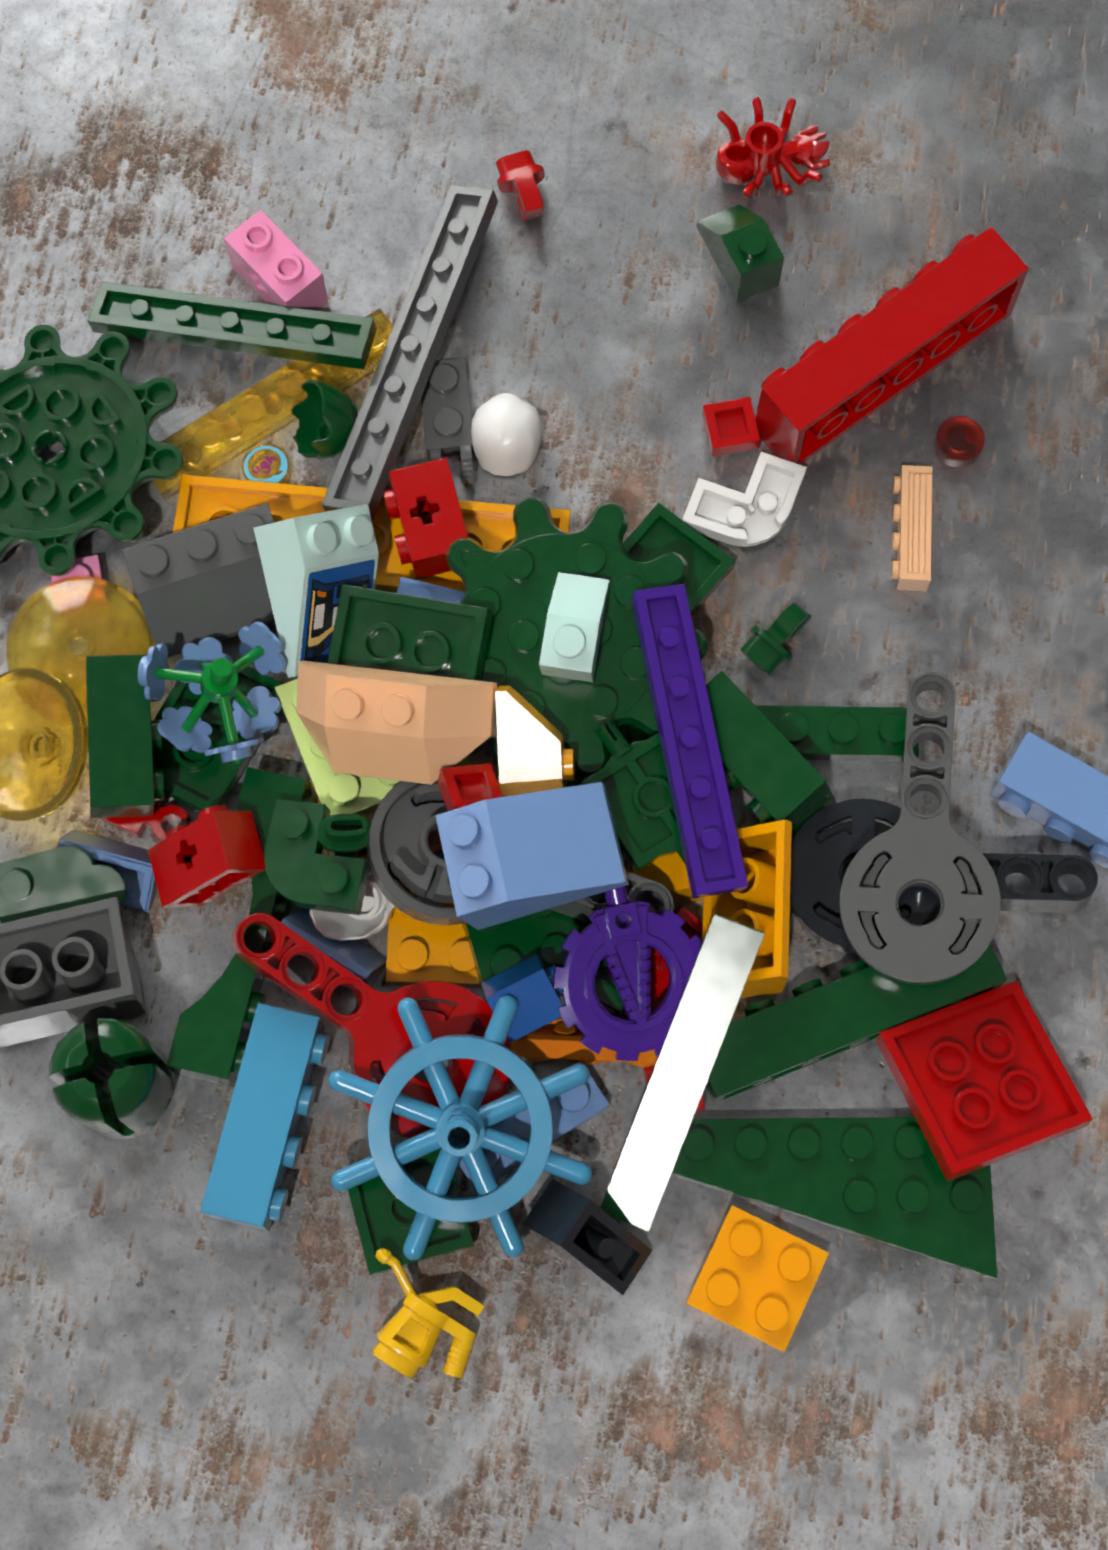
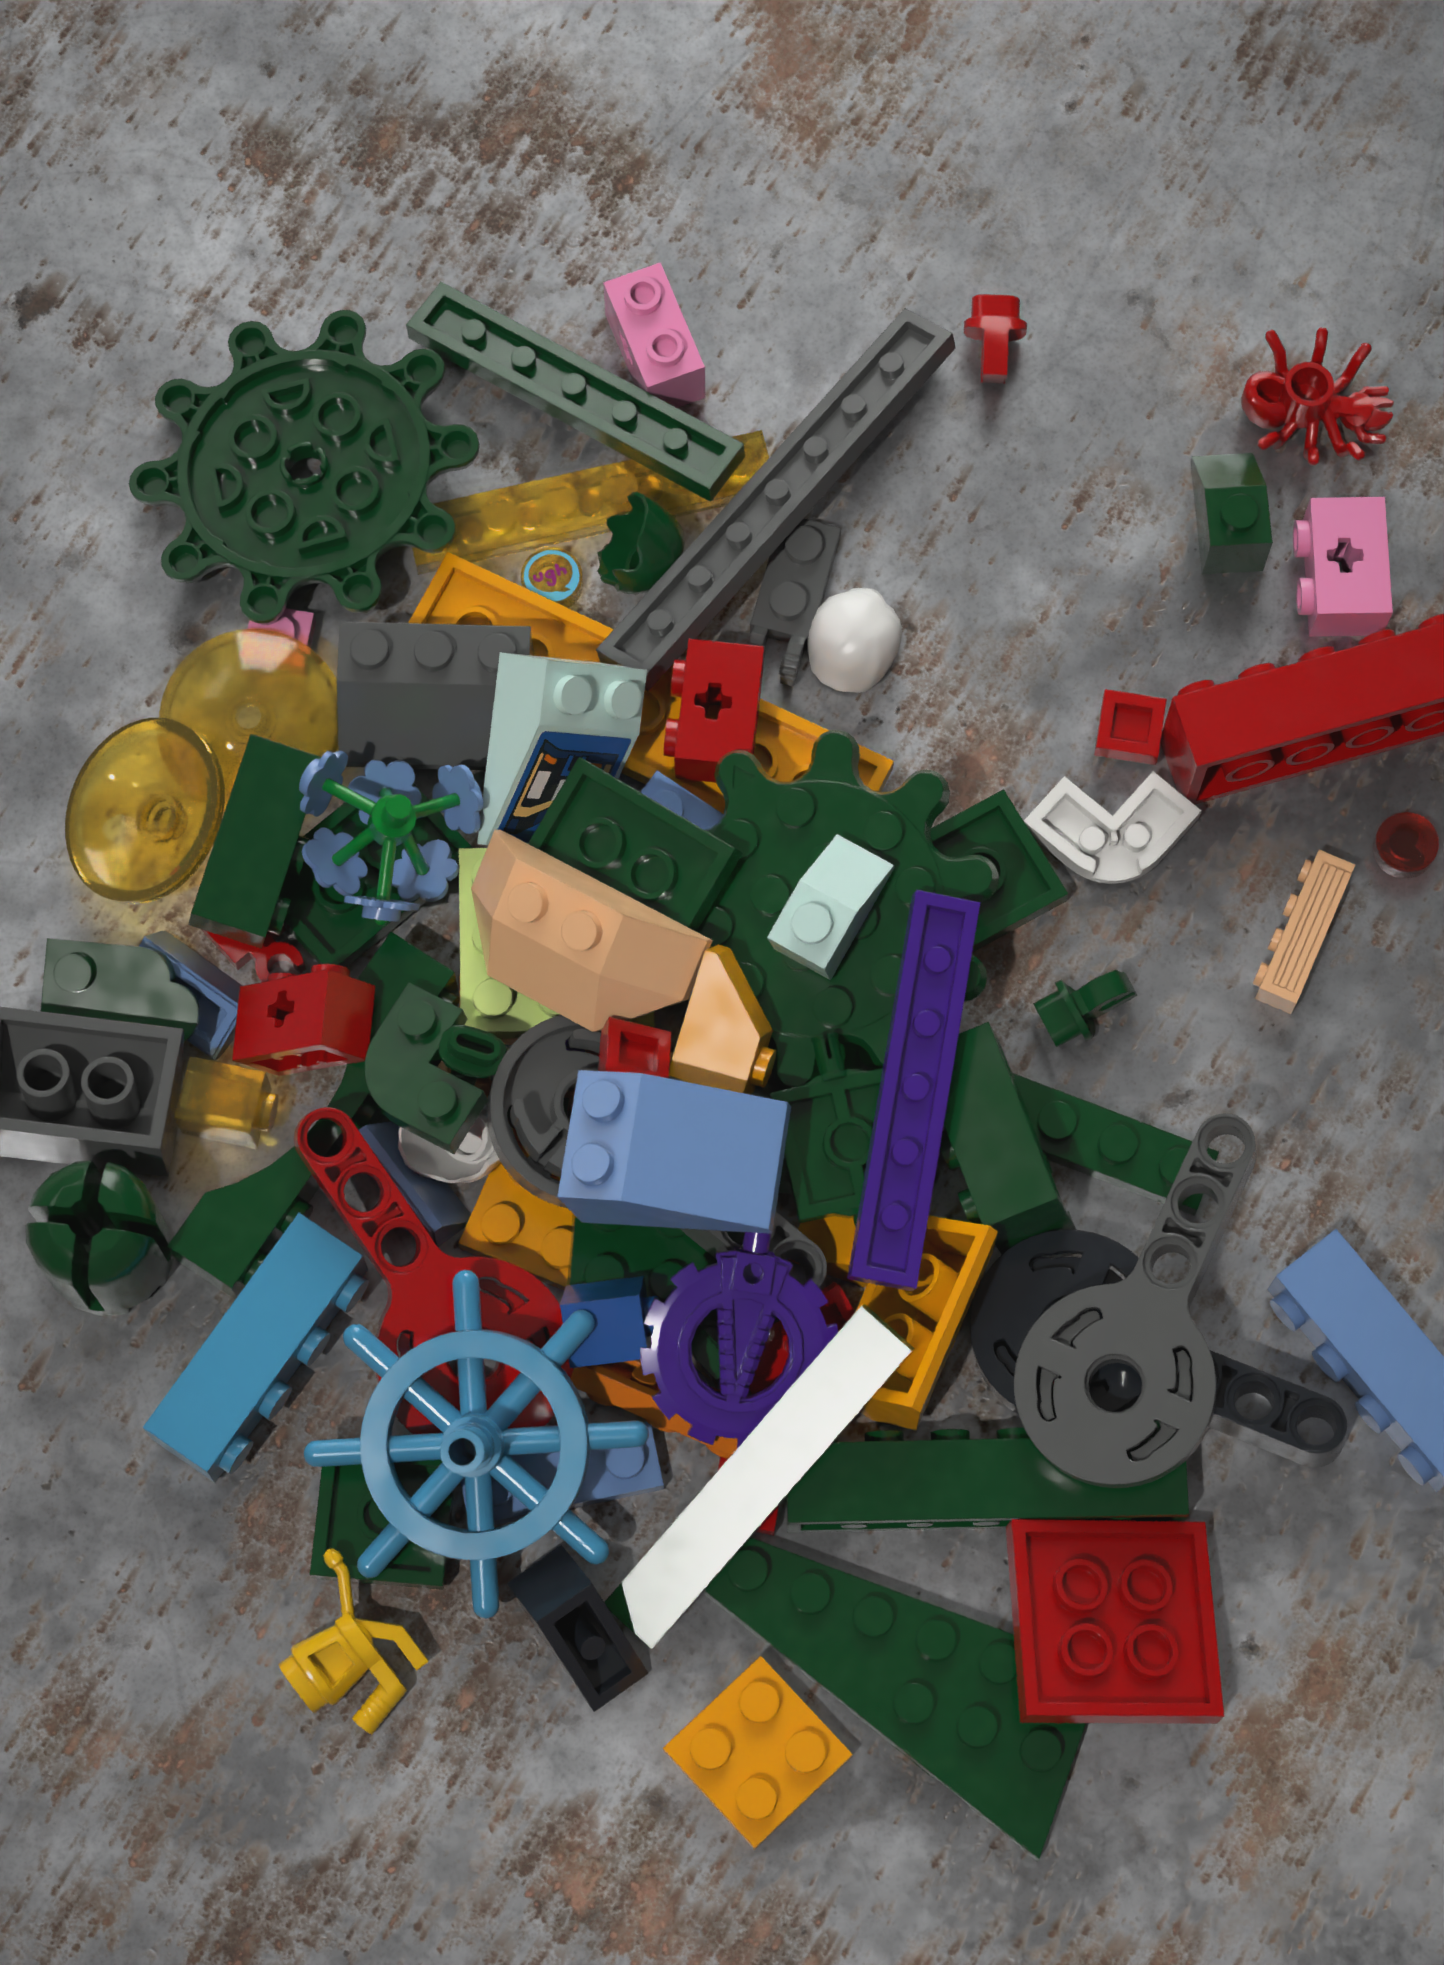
camera: 20 degrees right, 0 degrees up
(169, 941) = (225, 1103): none -> clear yellow brick
(838, 259) = (1356, 535): none -> bright pink brick

